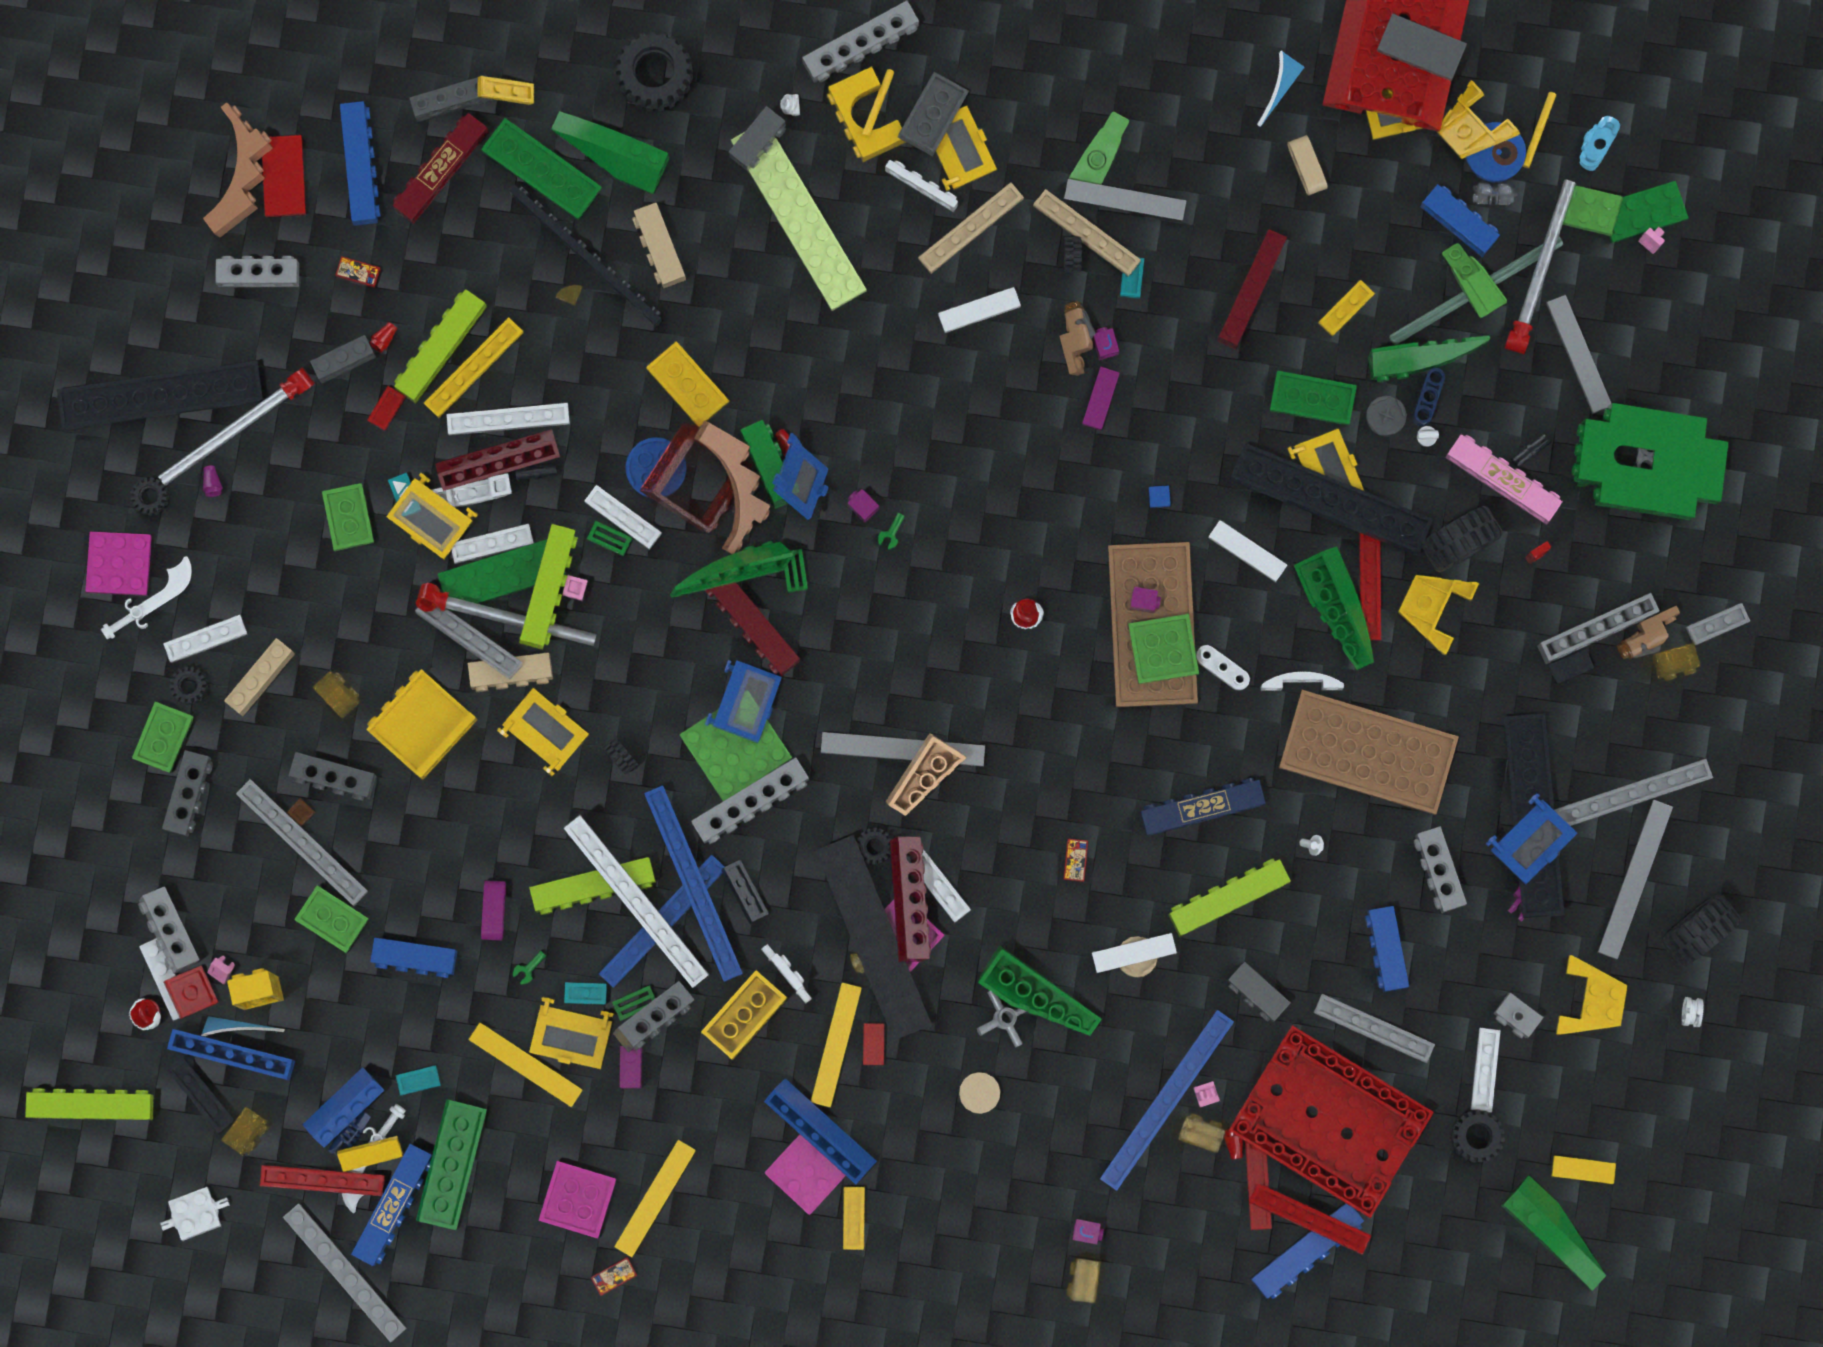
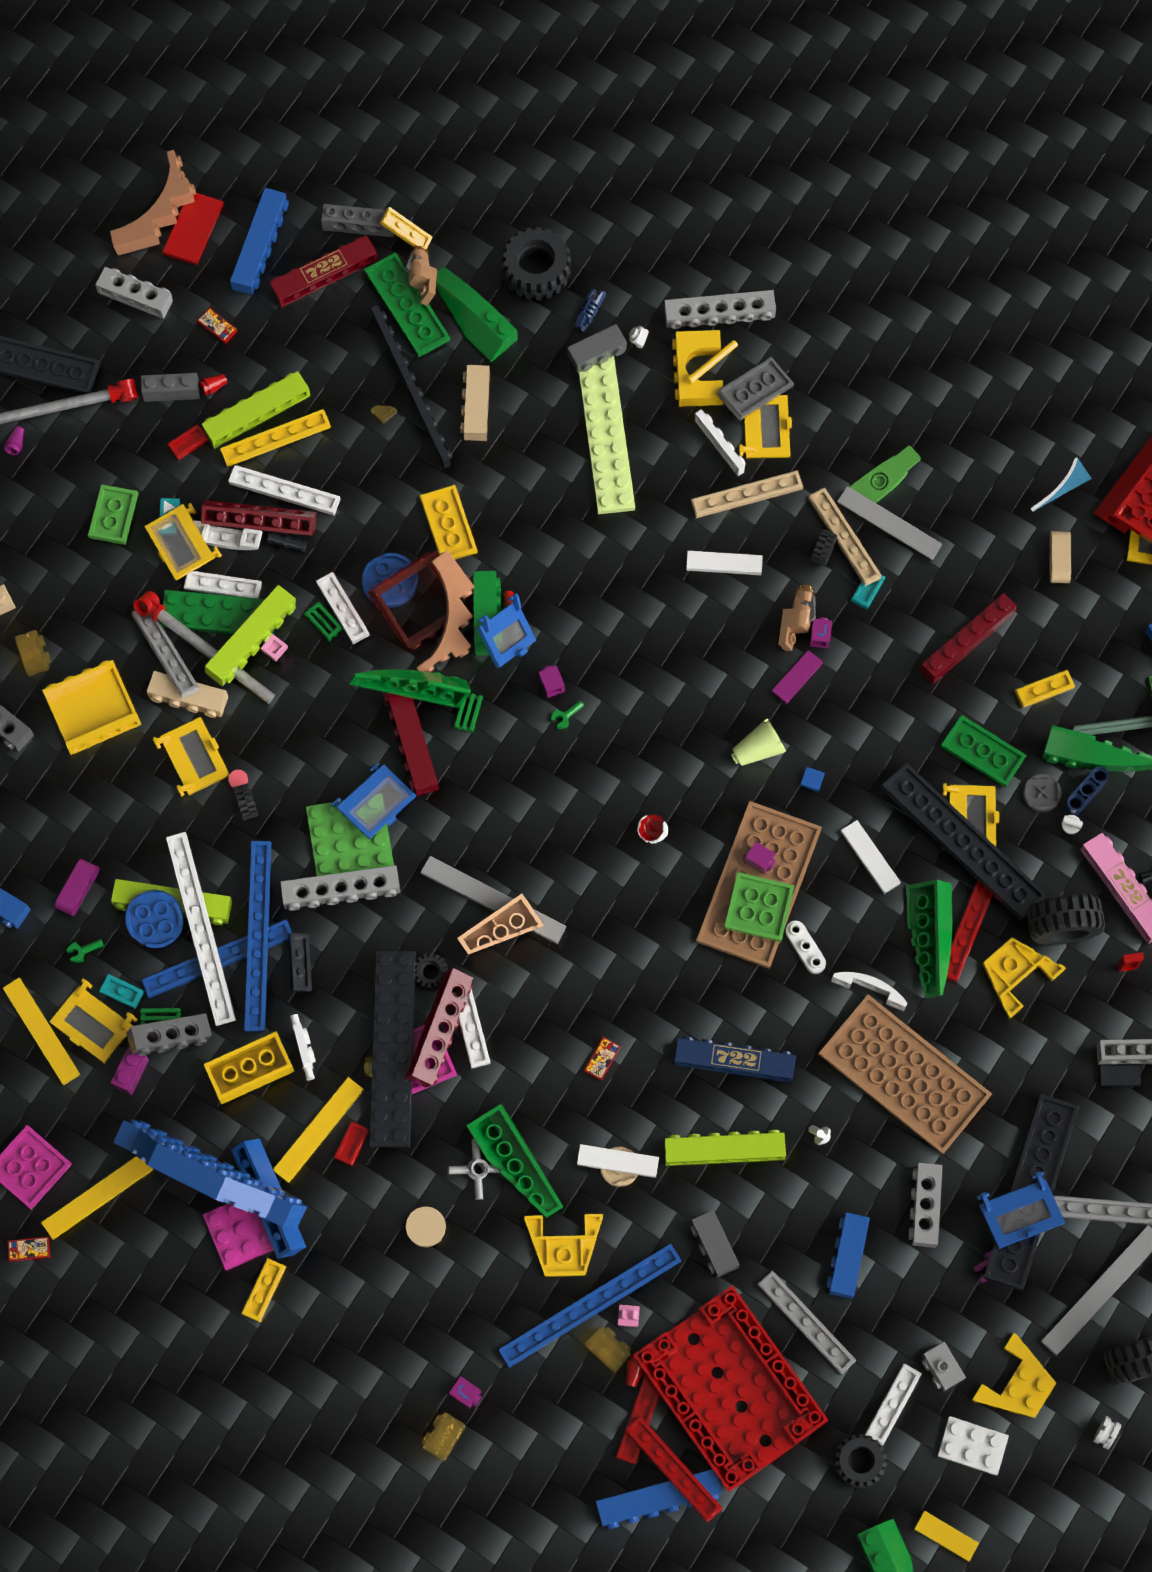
camera: 25 degrees right, 10 degrees down
(543, 132) = (421, 274): none -> medium nougat plate
(585, 909) = (154, 918): none -> blue tile
(599, 735) = (237, 778): none -> coral tile
(728, 97) = (589, 309): none -> dark blue hinge
(757, 1138) = (208, 1174): none -> blue brick
(1093, 485) = (758, 745): none -> yellowish green cone
(1122, 1062) = (564, 1254): none -> yellow wing
(1574, 1076) = (973, 1446): none -> white plate

